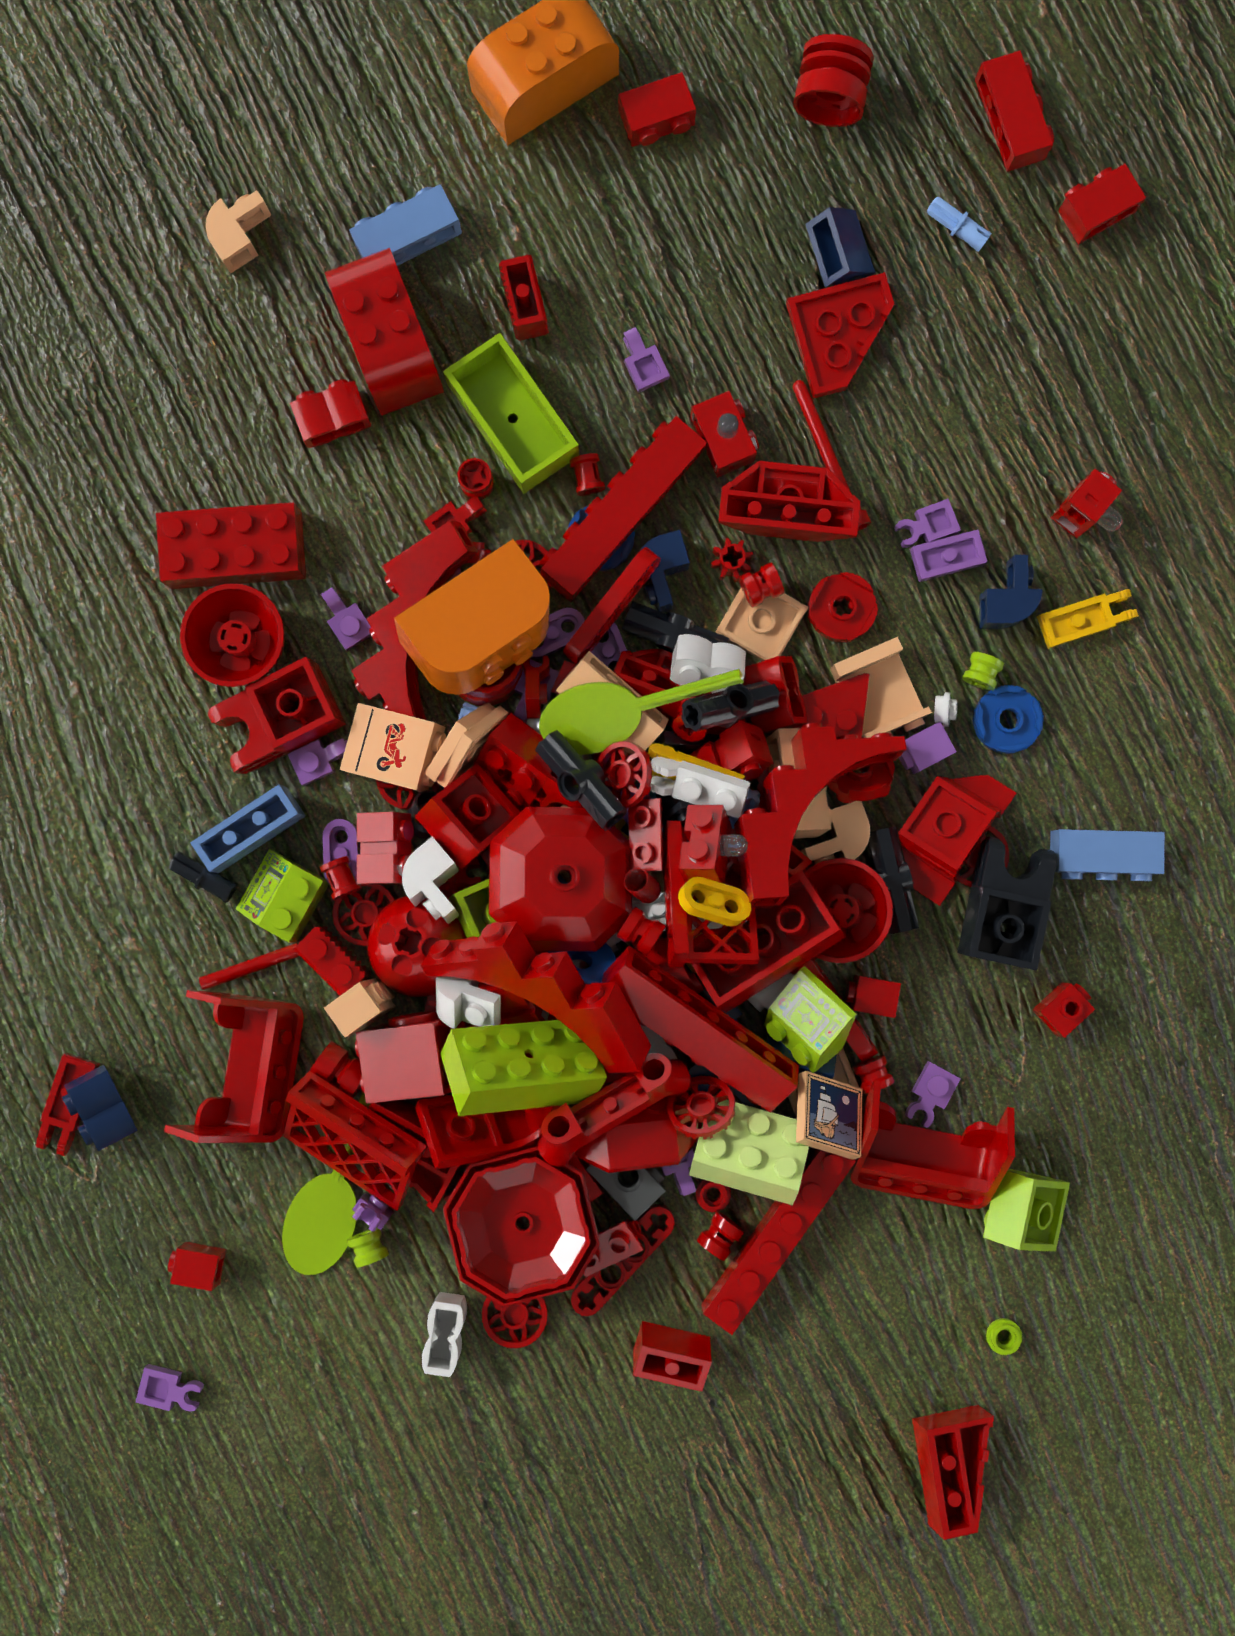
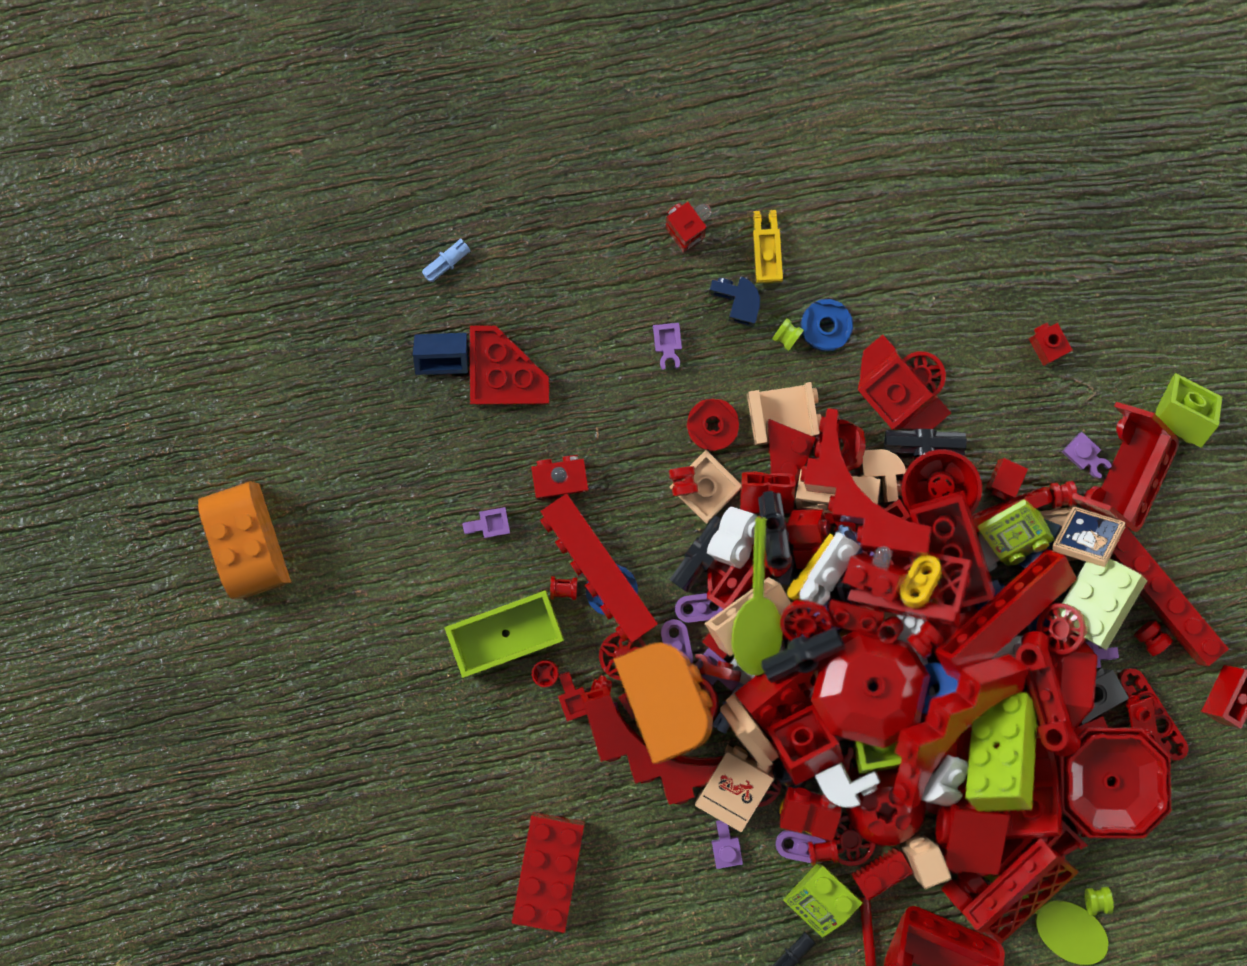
camera: 75 degrees left, 0 degrees up
(222, 620) = (628, 901): red piece -> none
(228, 227) = (303, 814): light nougat brick -> none
(248, 829) = (768, 912): medium blue brick -> none
(270, 717) = (686, 874): red brick -> none
(330, 413) = (466, 771): red brick -> none
(348, 623) = (629, 797): medium lavender plate -> none
(372, 1211) = (1074, 891): medium lavender plate -> none
(384, 331) = (416, 714): red brick -> none
(409, 226) = (339, 678): medium blue brick -> none
(444, 1330) = (1177, 859): white brick -> none
(514, 1318) = (1178, 806): red wheel -> none
(523, 297) = (418, 601): red brick -> none
(612, 605) = (672, 597): red beam -> none
(657, 110) = (298, 462): red brick -> none
(673, 560) = (642, 554): dark blue brick -> none
(716, 1204) = (1128, 636): red plate -> none
(737, 552) = (662, 492): red gear -> none
(790, 503) = (626, 443): red wedge -> none
(822, 441) = (646, 398): red piece -> none
(833, 80) = (315, 325): red wheel -> none
(927, 748) = (834, 391): medium lavender brick -> none
(945, 709) = (808, 369): white plate -> none
(948, 555) = (694, 336): medium lavender plate -> none
(1014, 110) = (372, 196): red brick -> none
(1017, 902) = (961, 363): black brick -> none
(1101, 203) = (460, 152): red brick -> none
(1108, 853) = (945, 281): medium blue brick -> none

